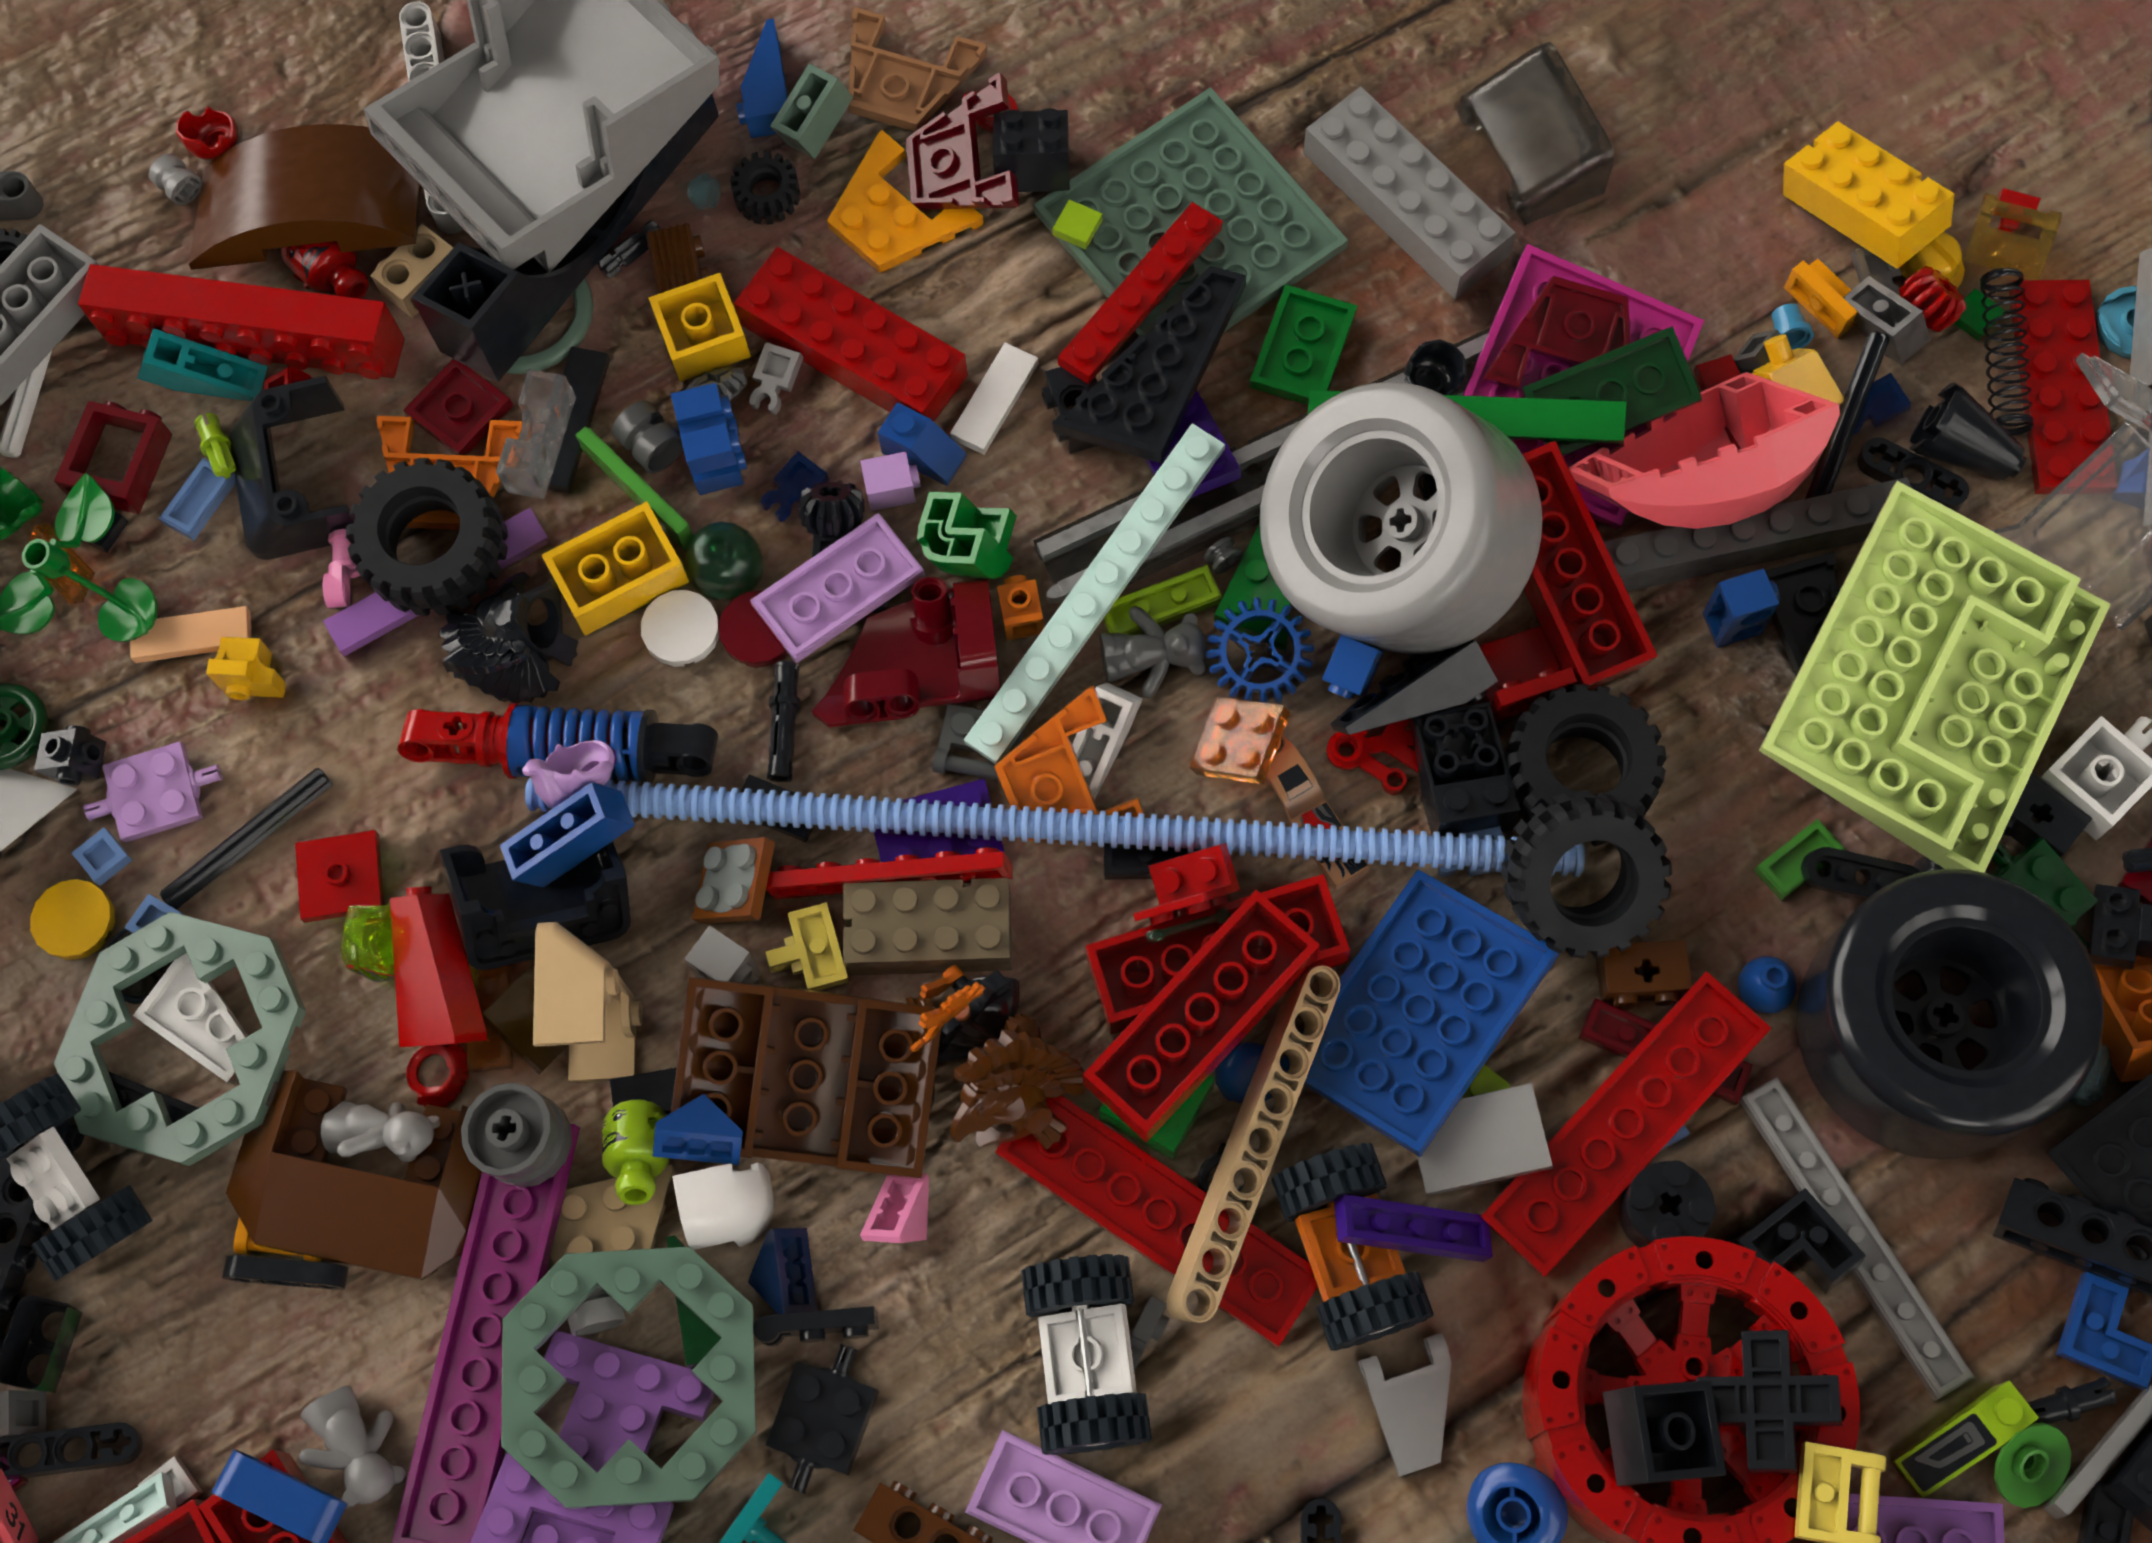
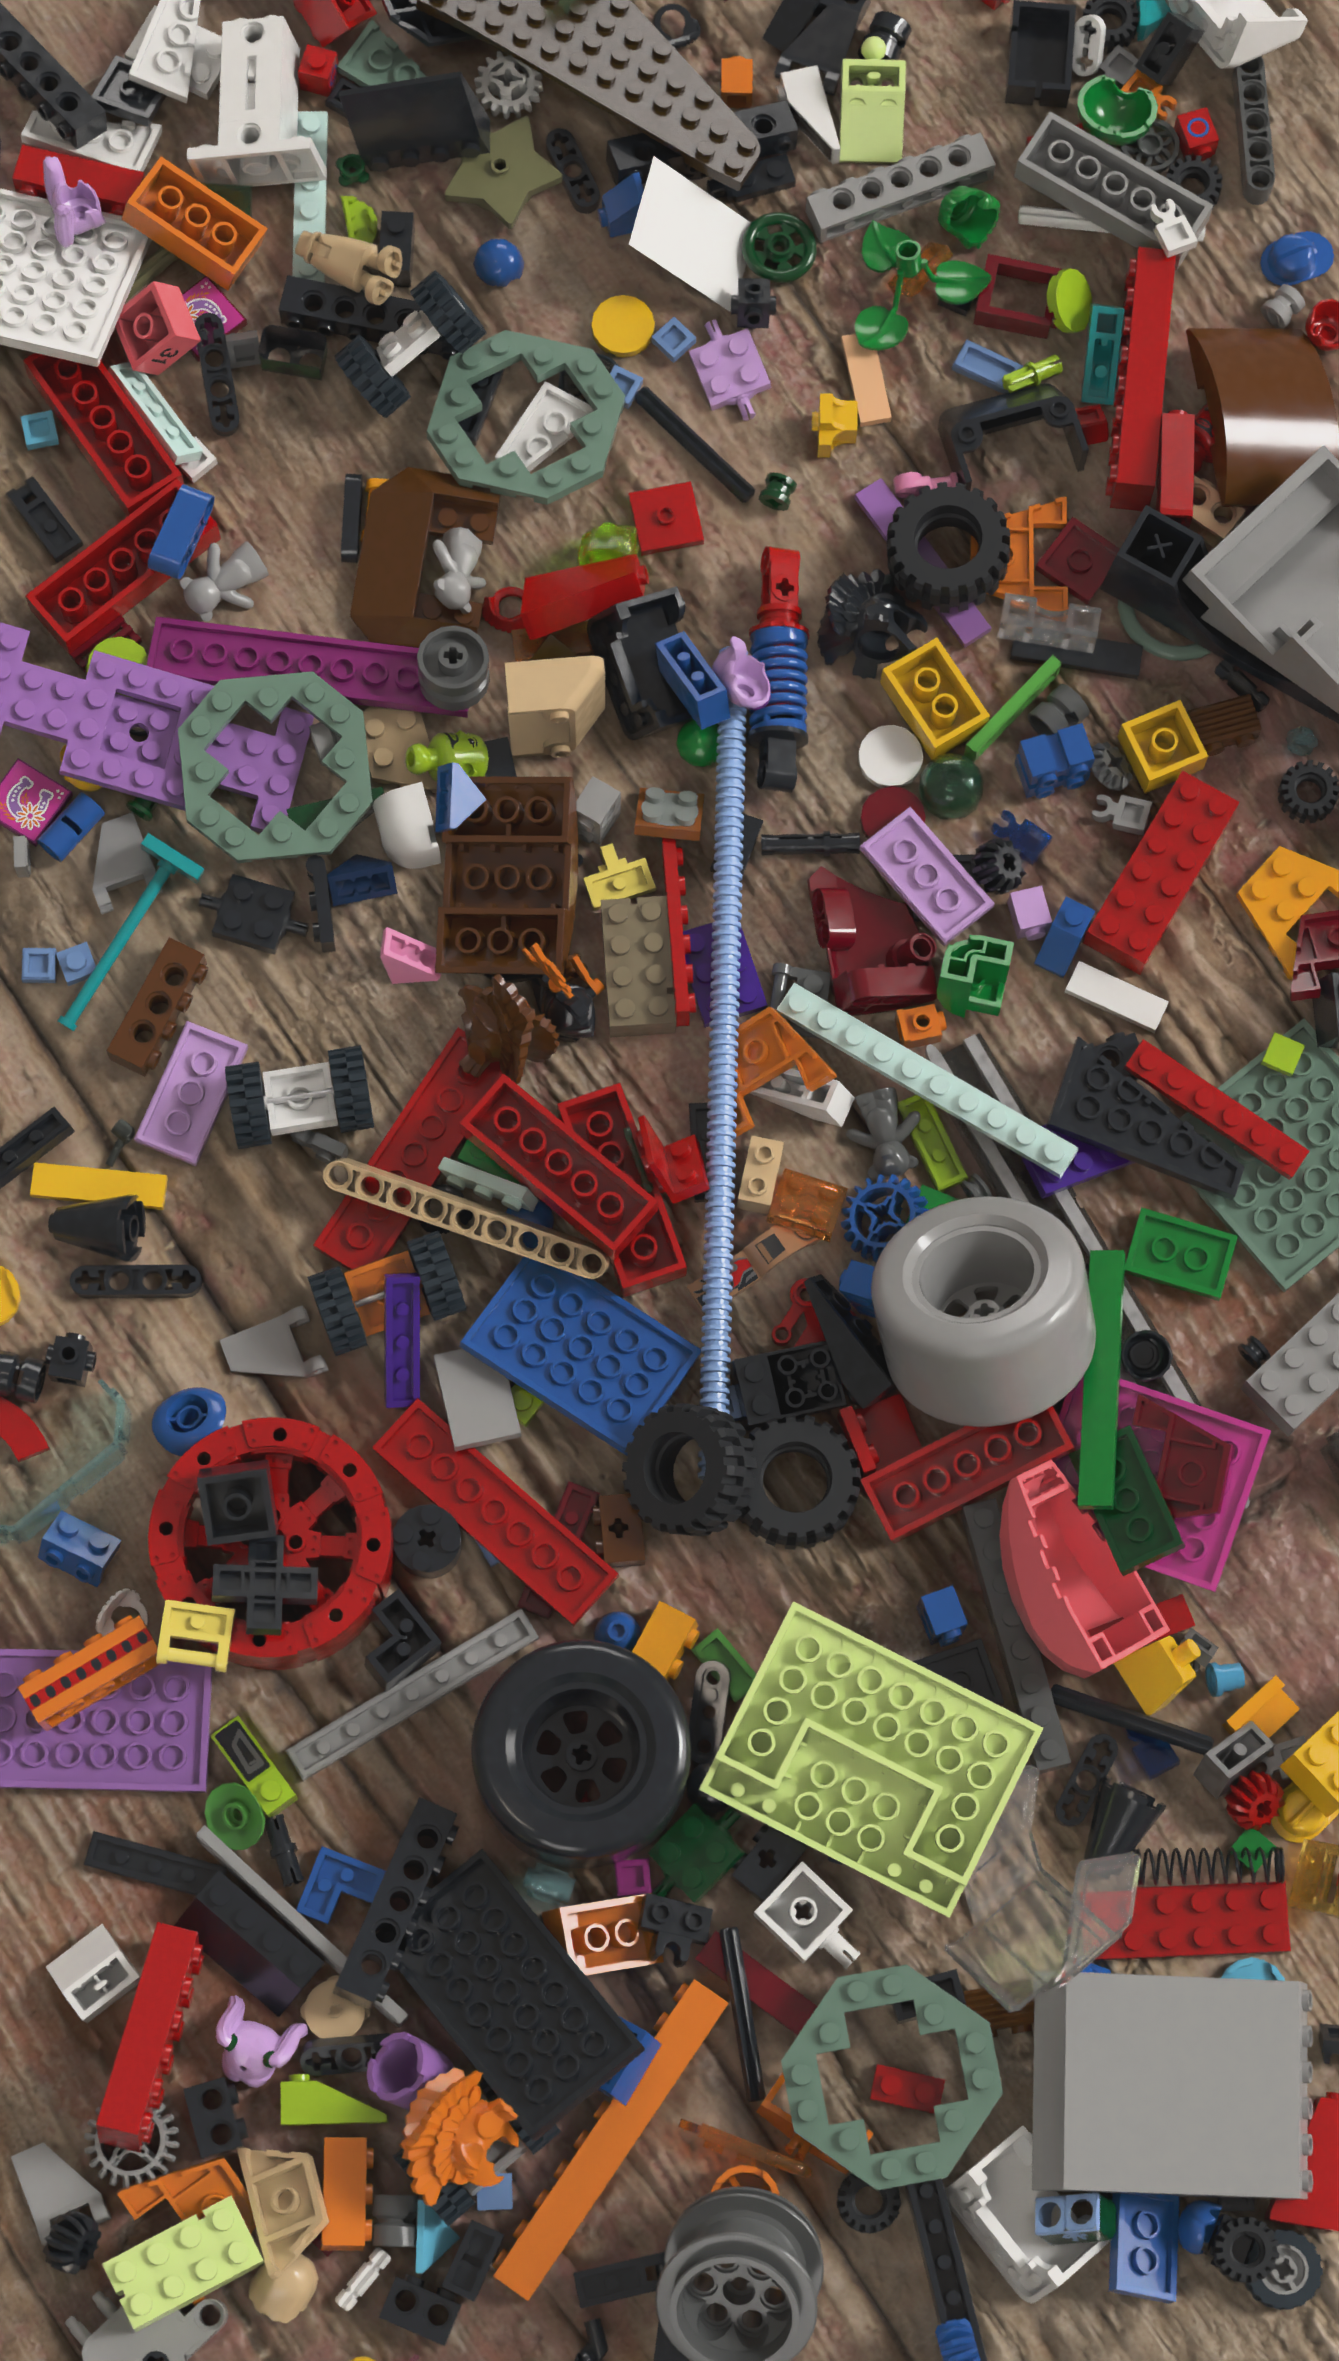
camera: 80 degrees right, 5 degrees up
(66, 263) = (1172, 233): none -> white plate
(117, 168) = (1297, 258): none -> blue piece
(129, 396) = (1069, 300): none -> lime tile
(323, 739) = (777, 491): none -> dark green wheel
(368, 275) = (1176, 466): none -> red slope
(644, 846) = (697, 745): none -> green hair
(1199, 791) = (760, 1175): none -> tan brick
(1209, 1117) = (487, 1185): none -> light aqua plate
(1418, 277) = (1254, 1352): none -> black bush
(1782, 926) = (666, 1639): none -> light orange brick

